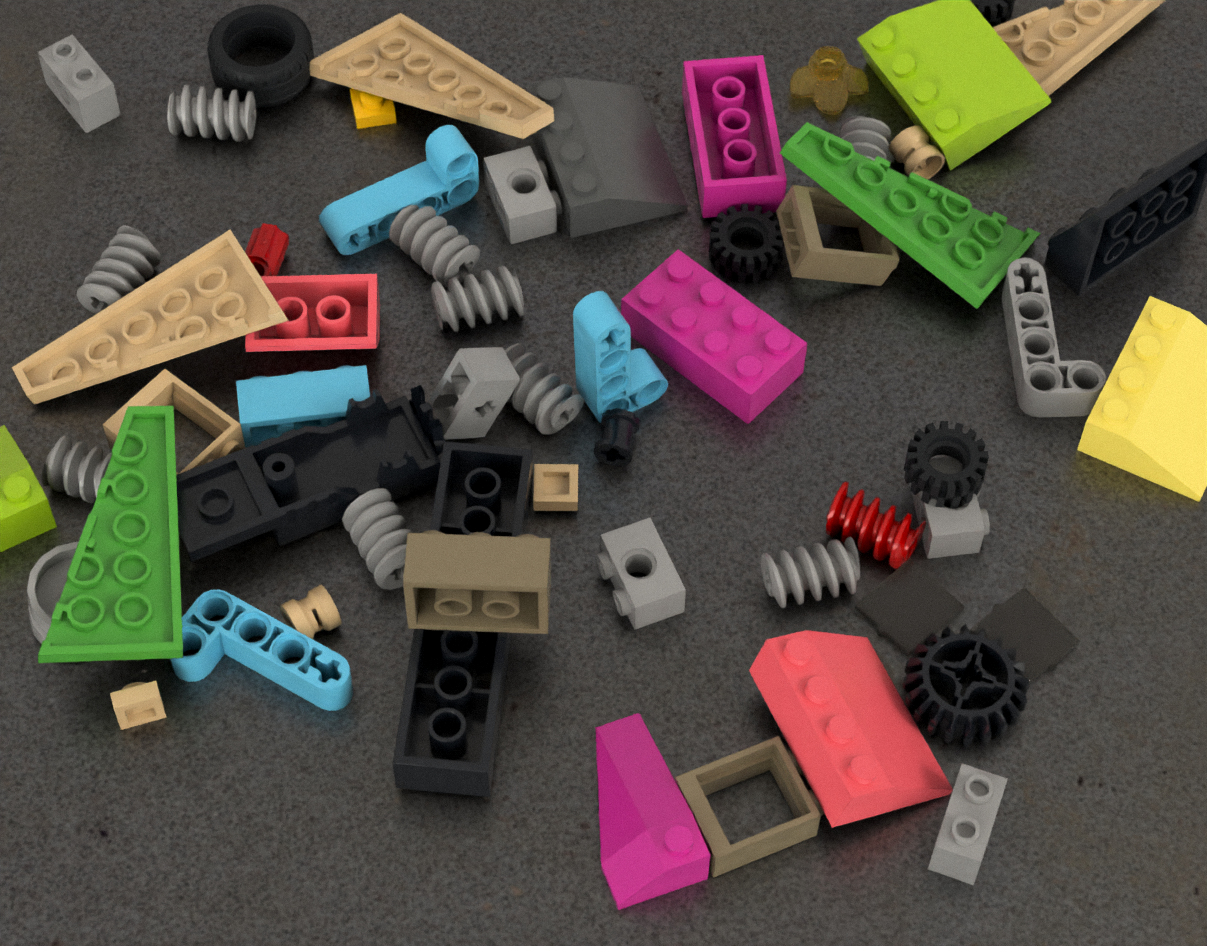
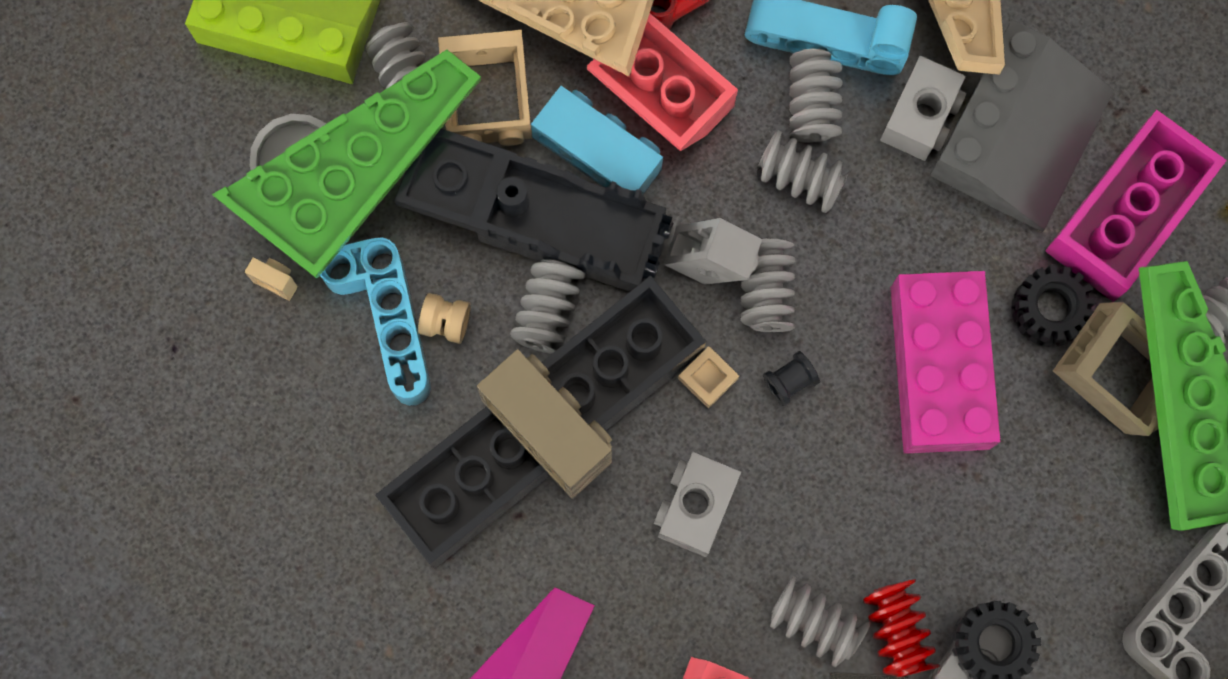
camera: 45 degrees right, 20 degrees up
(605, 366) = (828, 331): medium azure beam -> none

